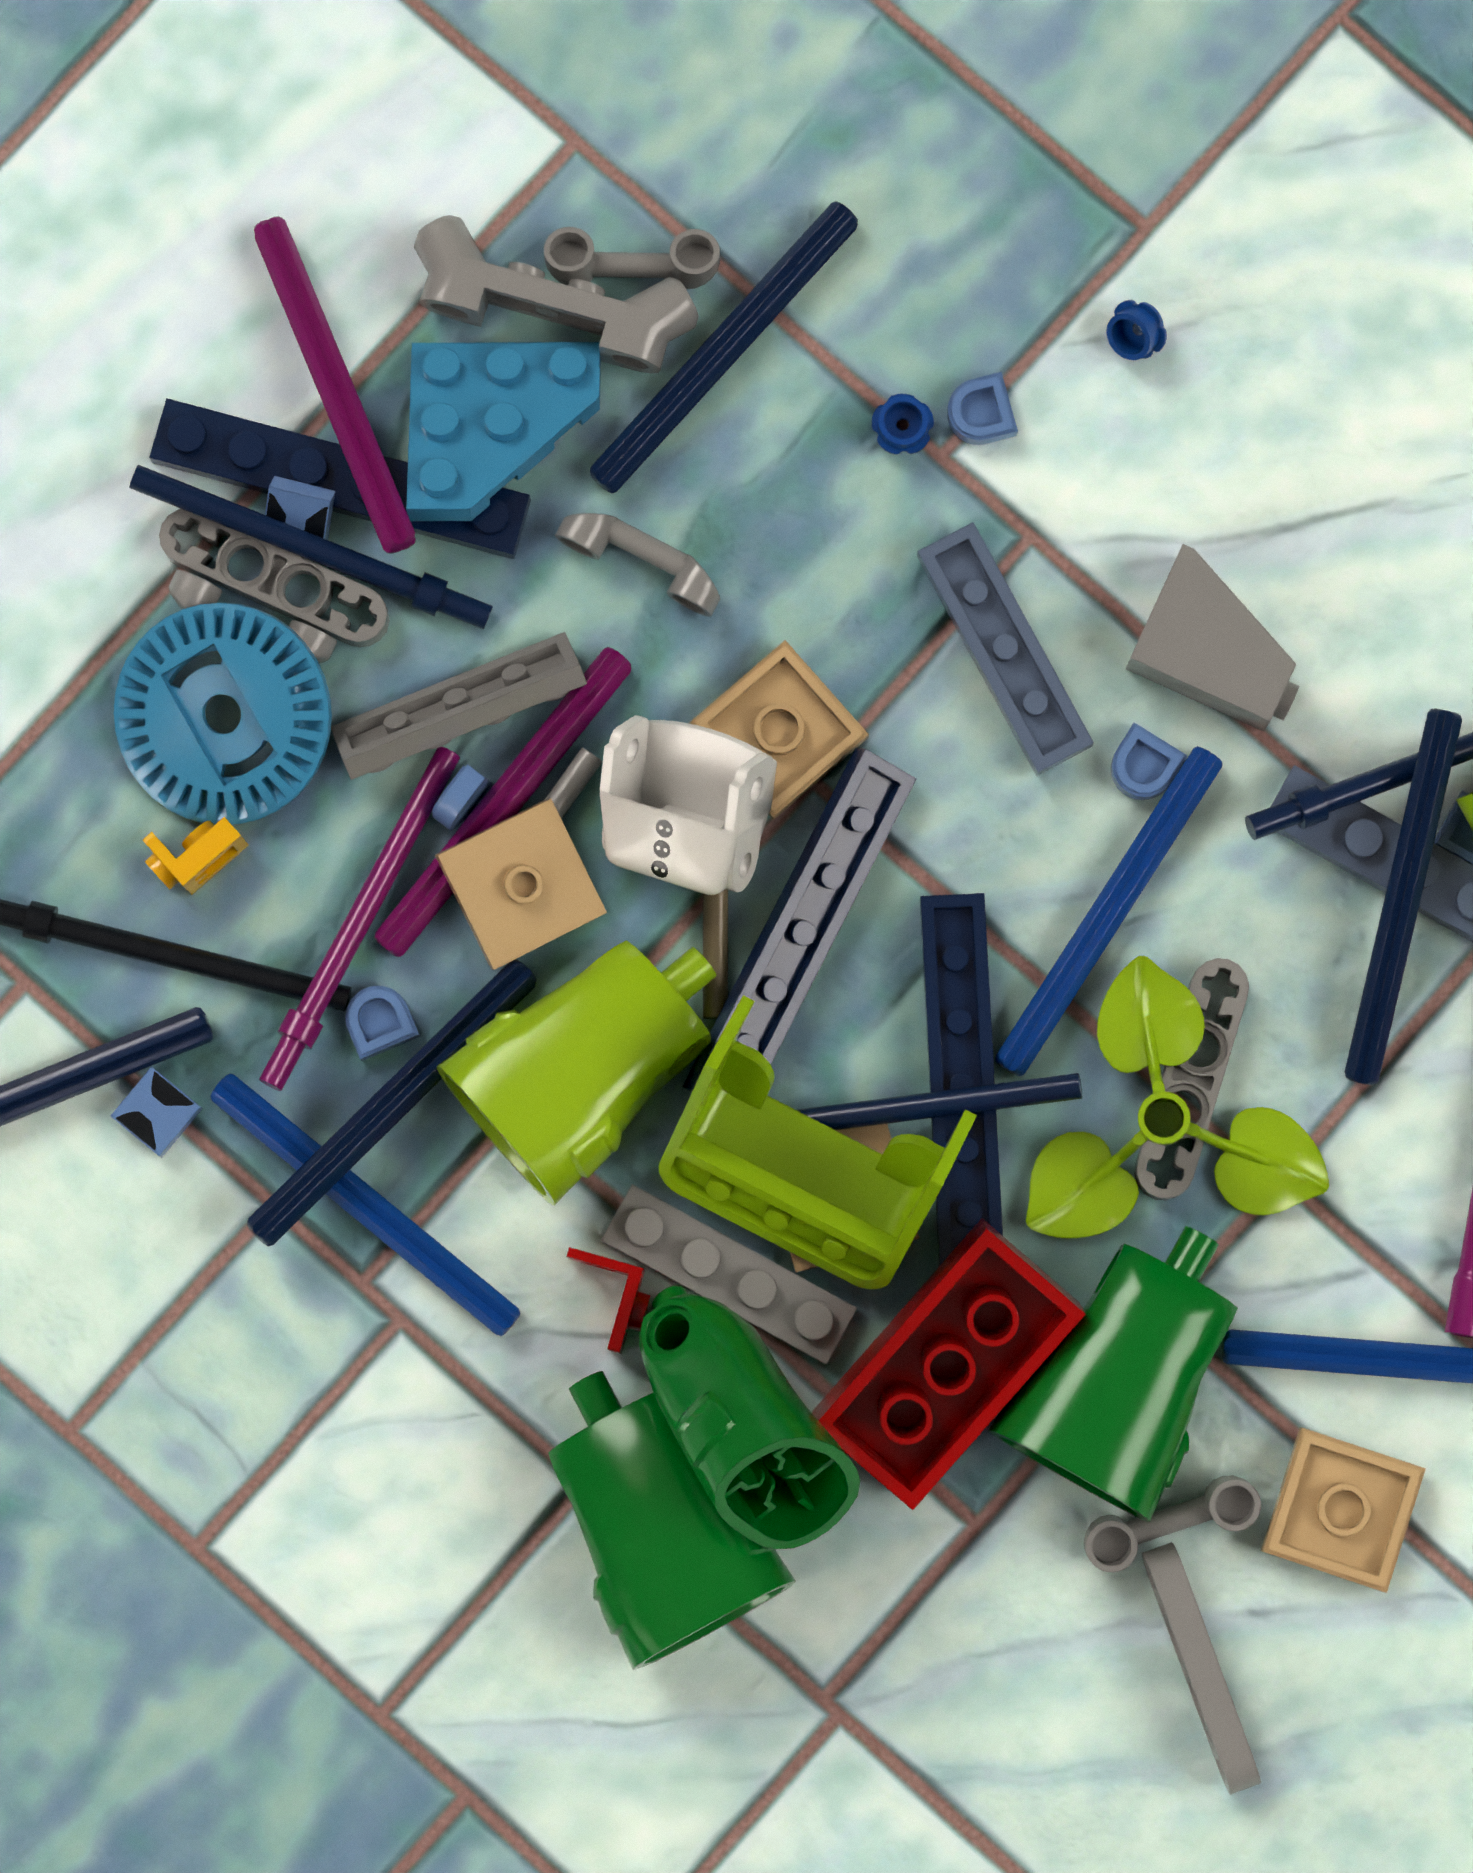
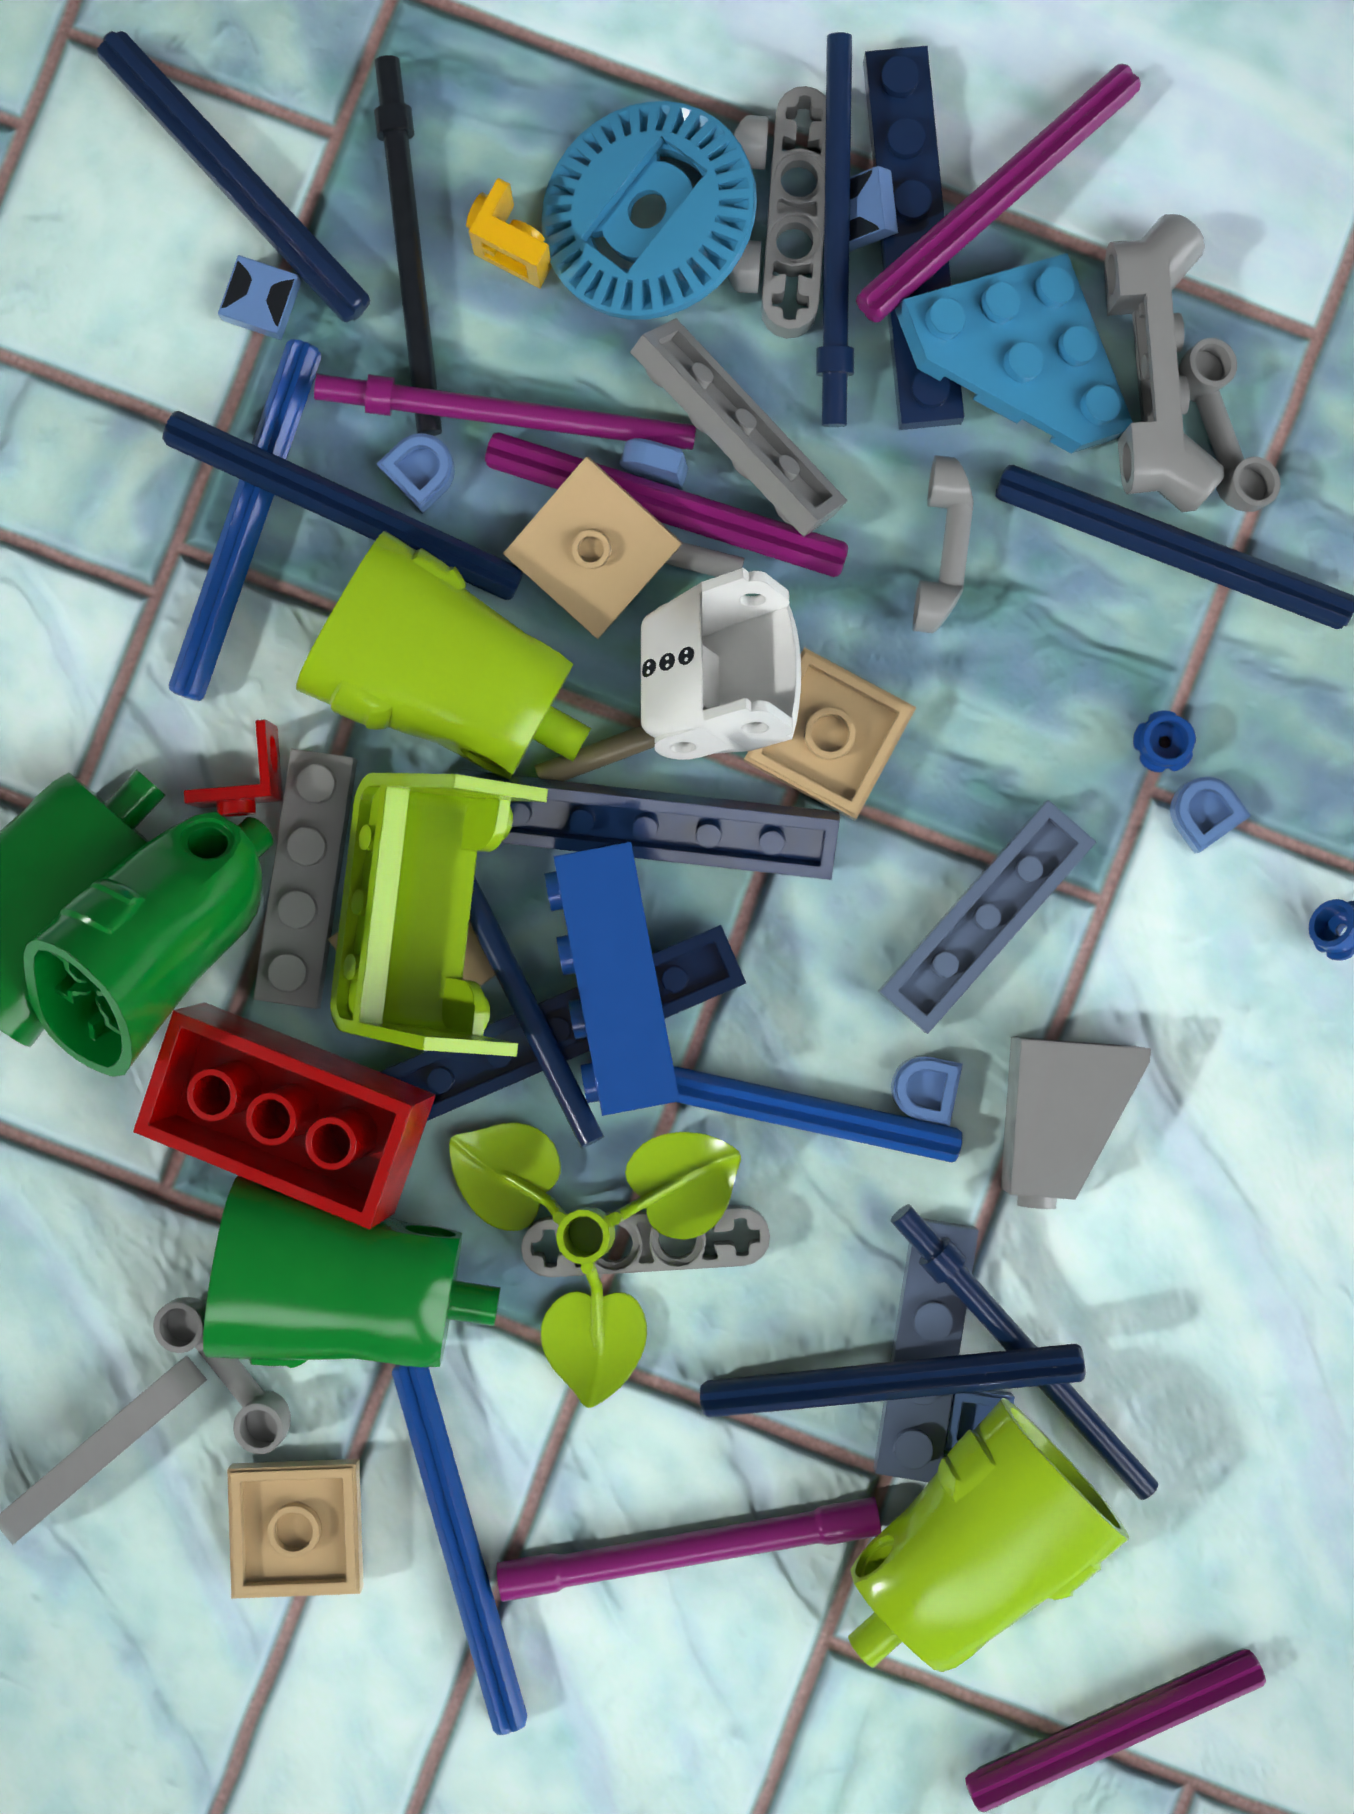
camera: 70 degrees right, 5 degrees up
(936, 1009) = (614, 978): none -> blue brick

